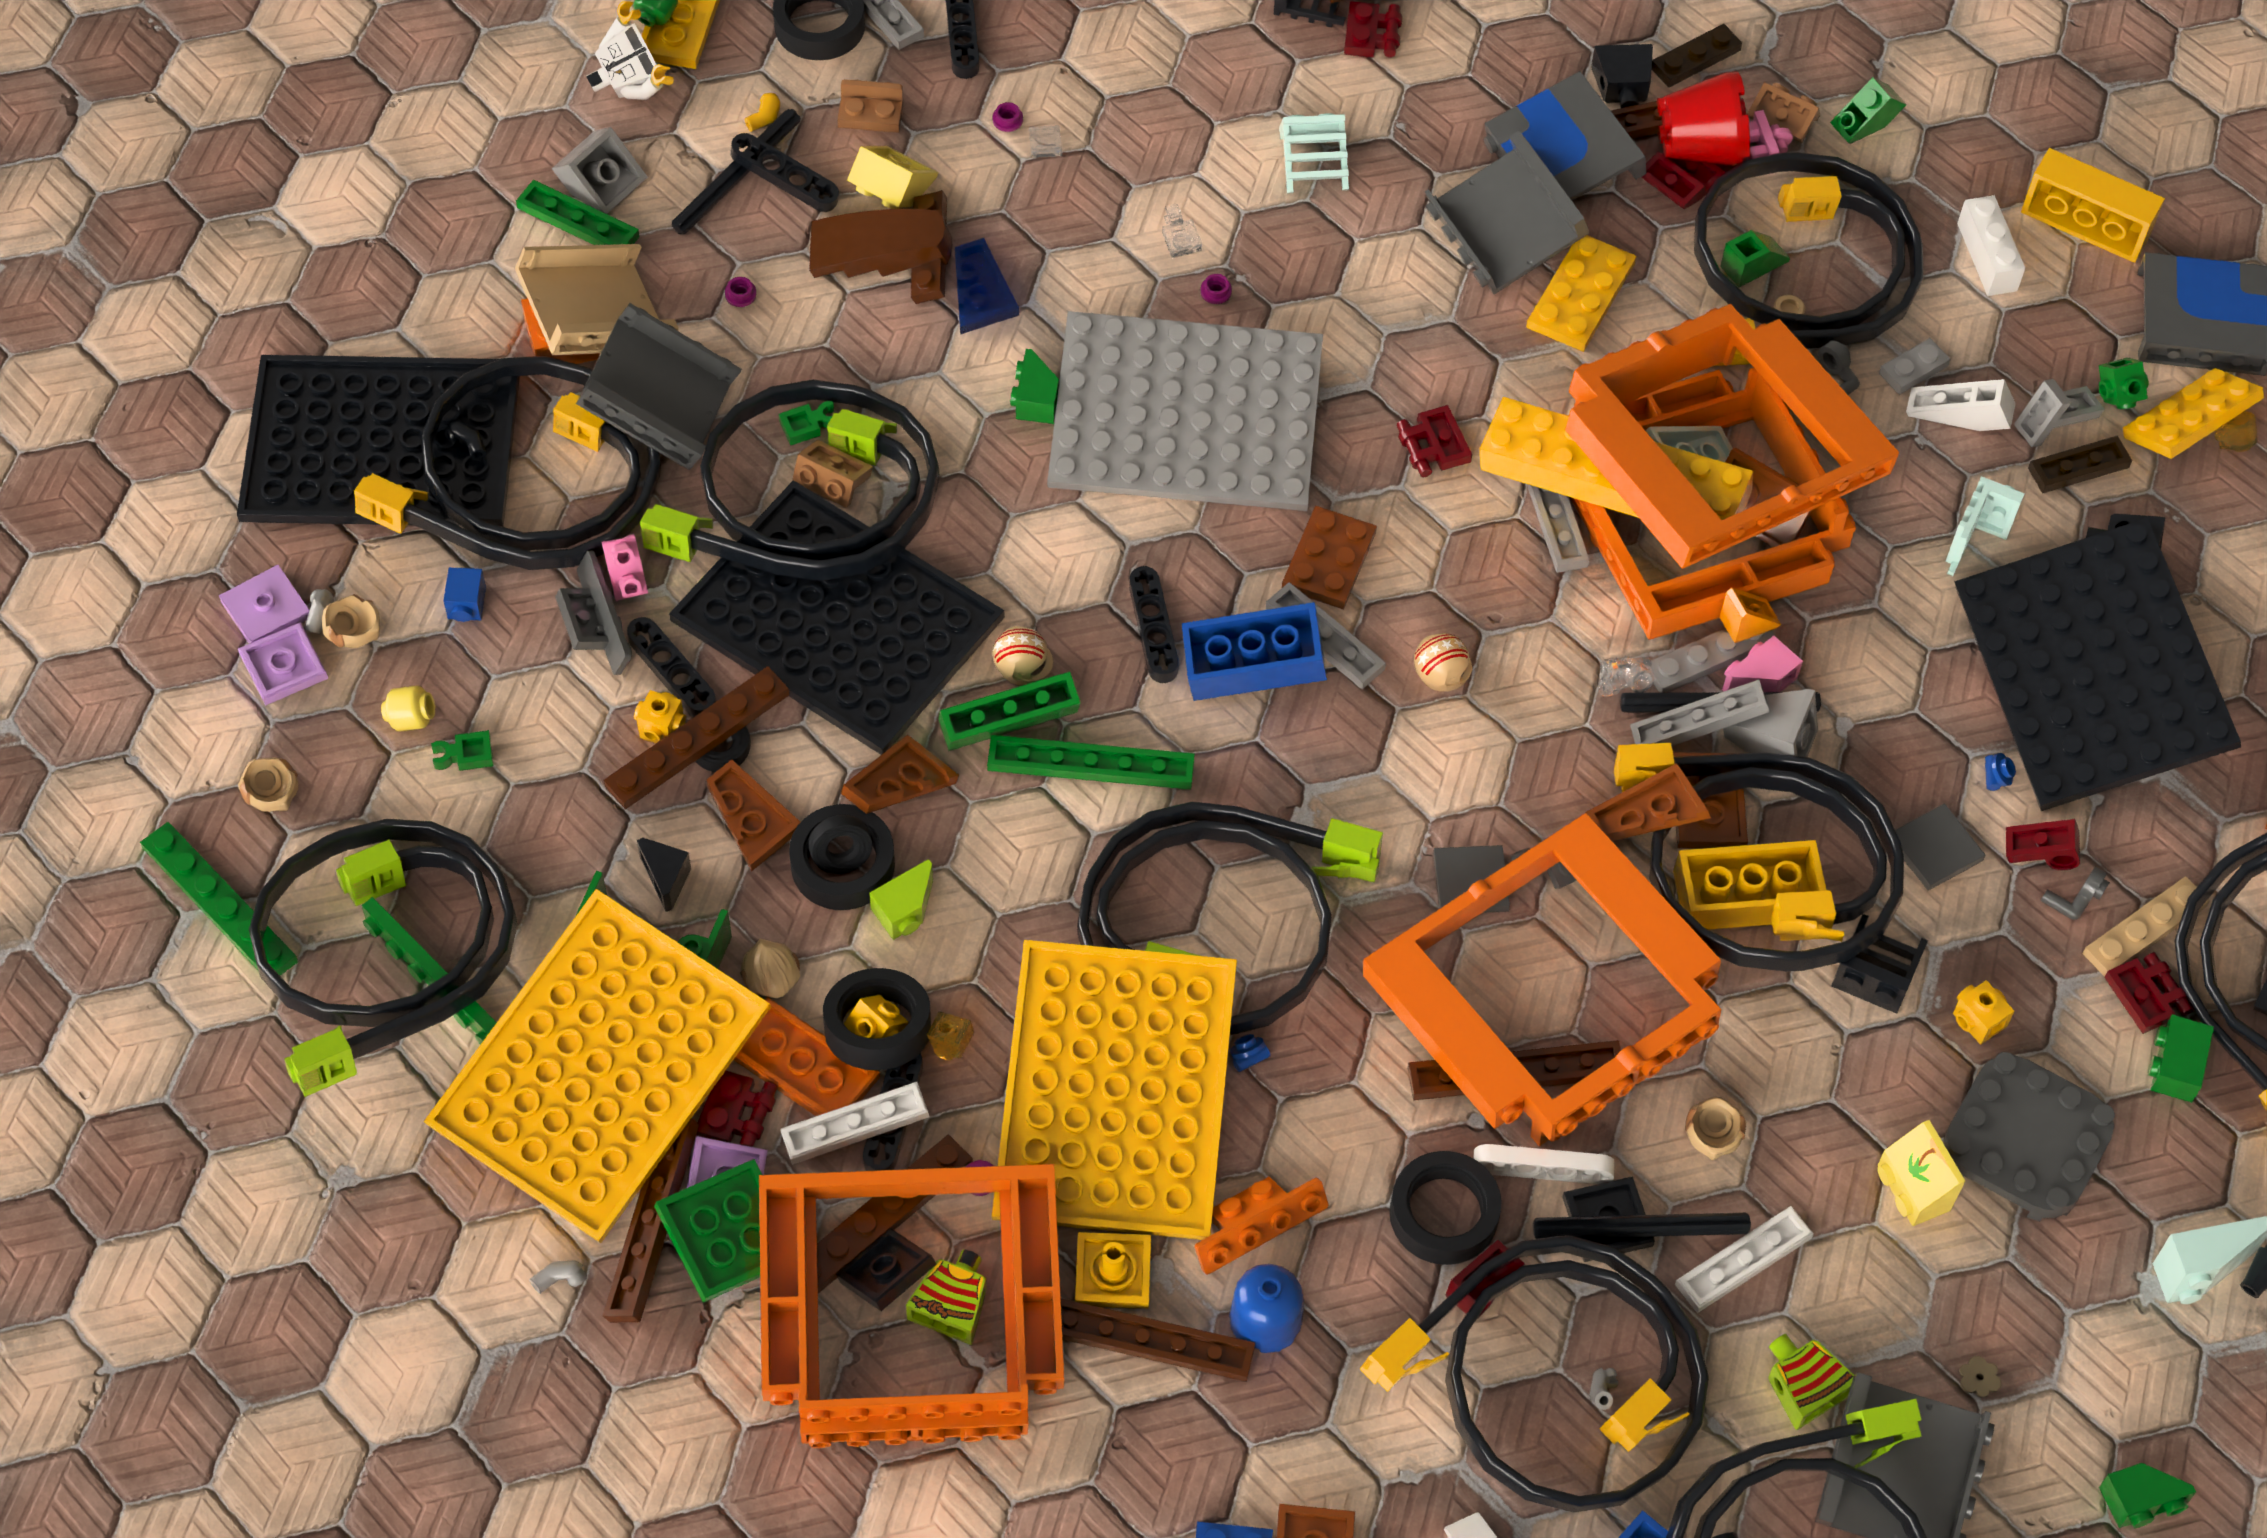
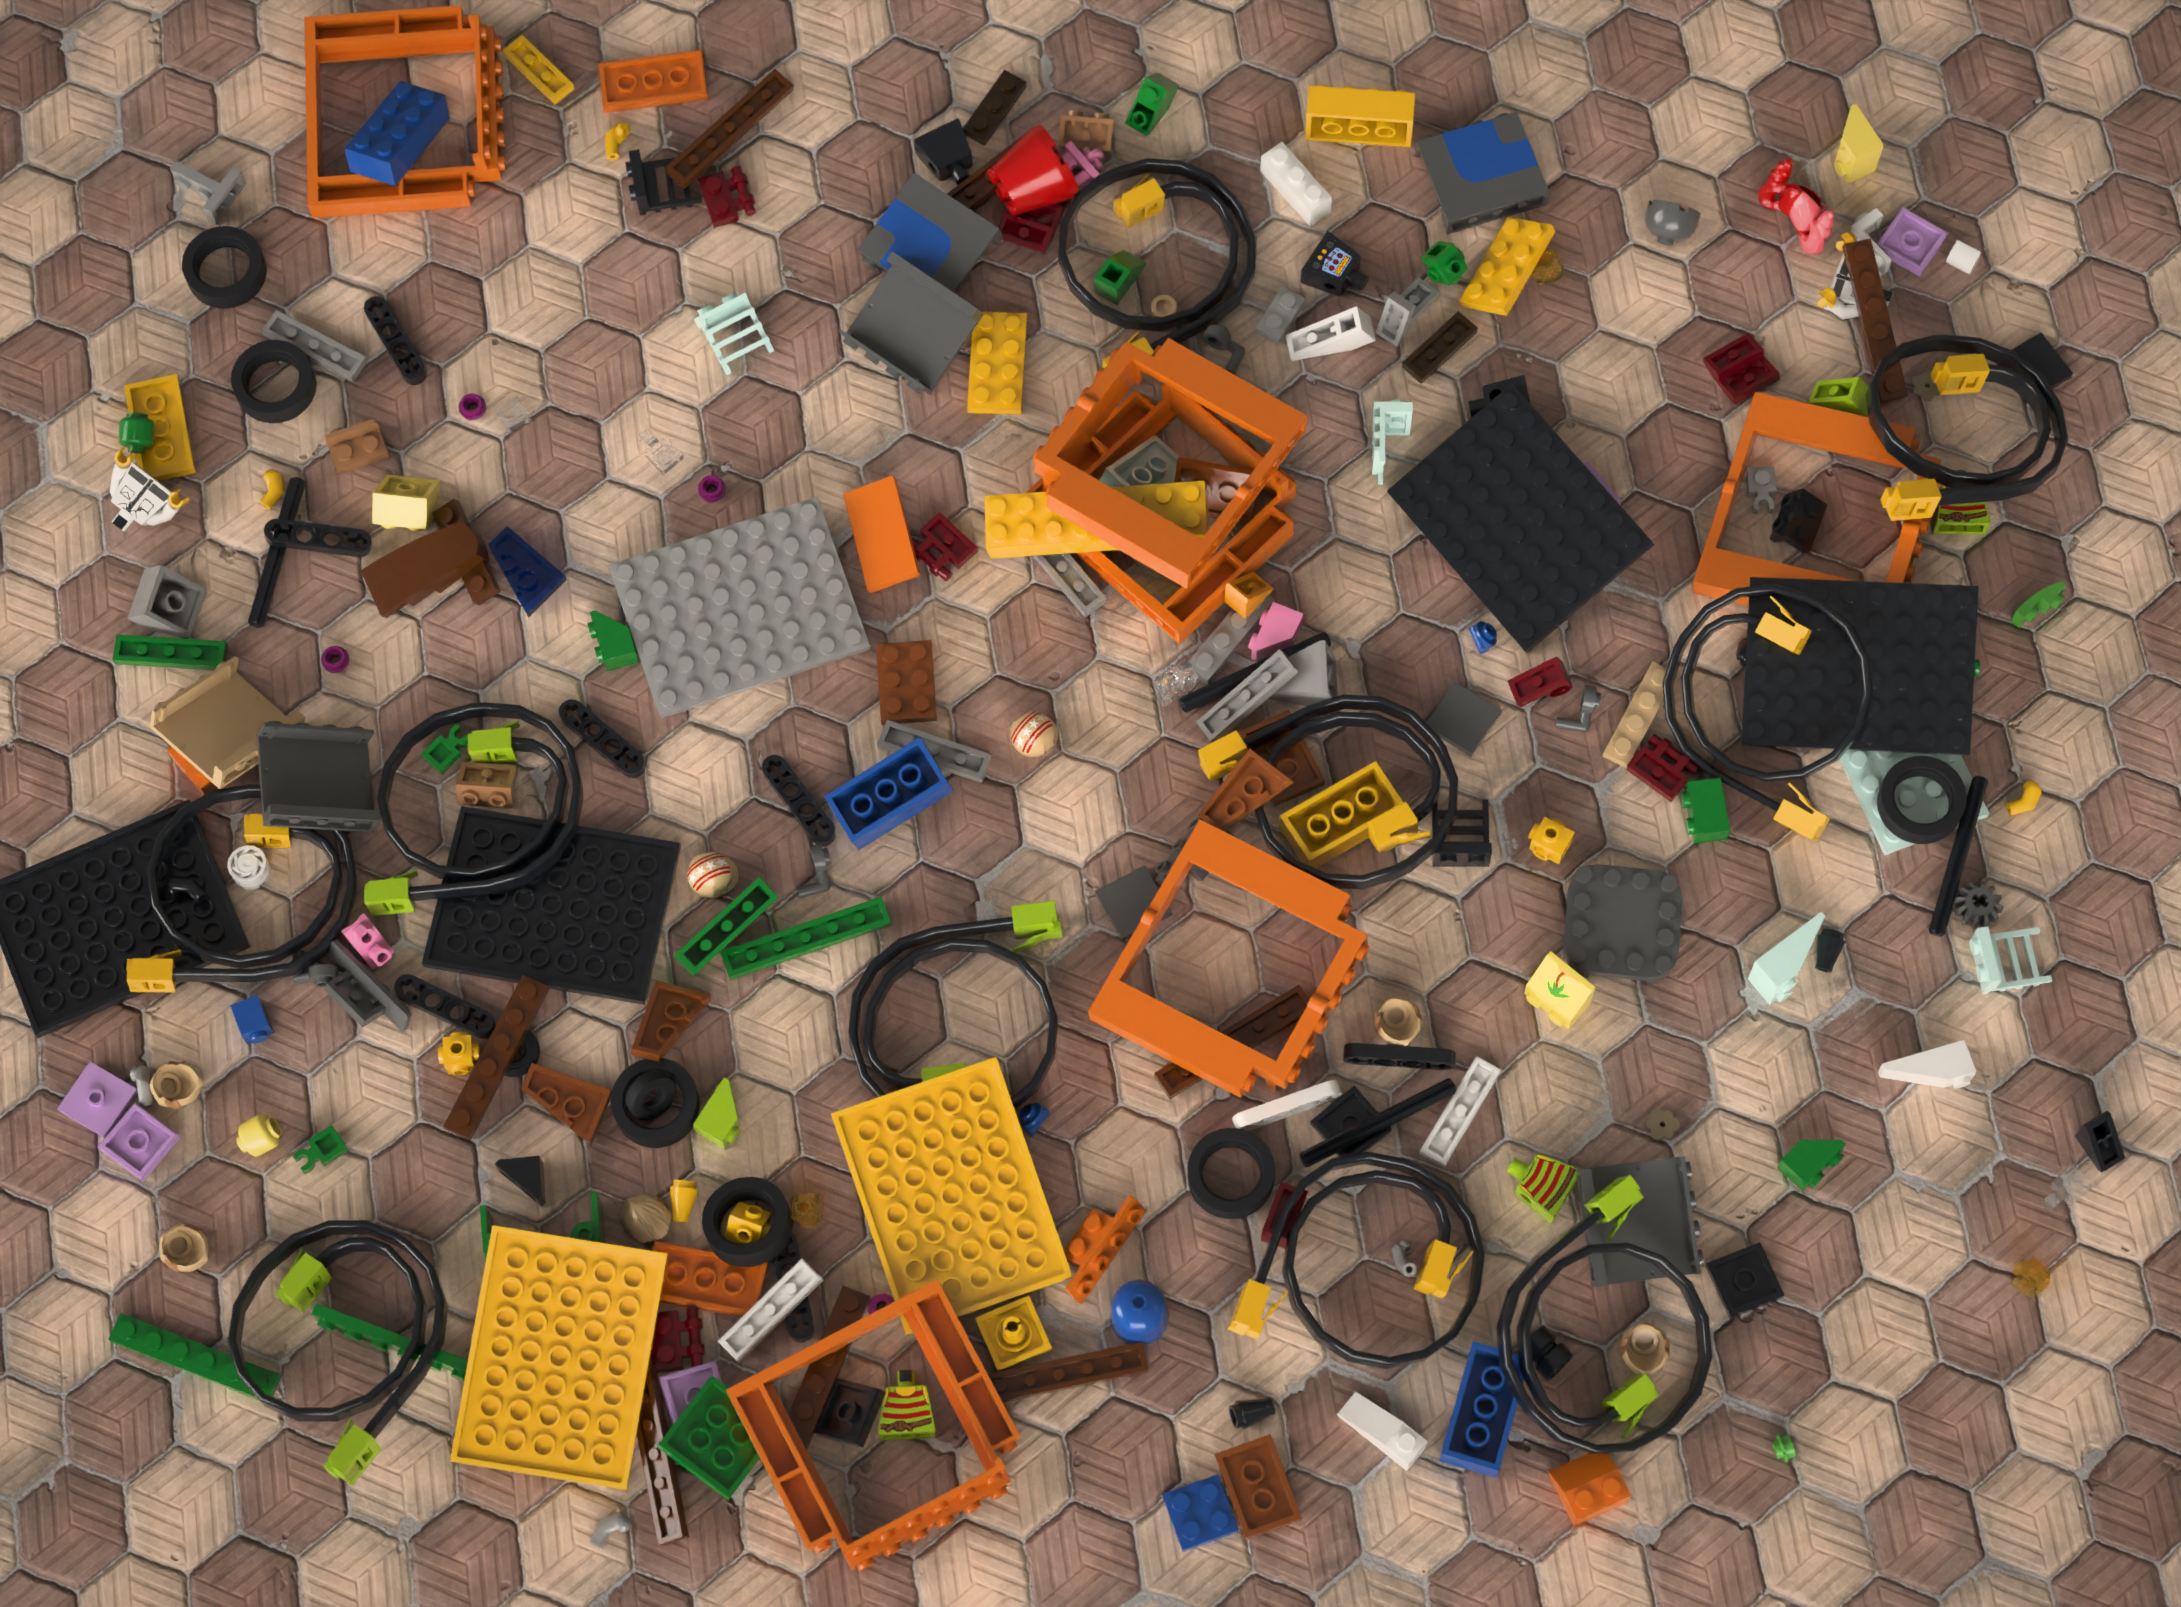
camera: 20 degrees left, 10 degrees up
(544, 450) = (249, 867): none -> white wheel
(556, 578) = (318, 974): none -> dark grey plate
(820, 967) = (682, 1199): none -> yellow cone
(977, 478) = (600, 740): none -> black beam
(1146, 690) = (820, 858): none -> dark grey plate
(1343, 1477) = (1248, 1412): none -> black cone
(1374, 402) = (881, 534): none -> orange tile
(1700, 1167) = (1399, 1056): none -> black beam
(1995, 340) = (1333, 267): none -> black torso

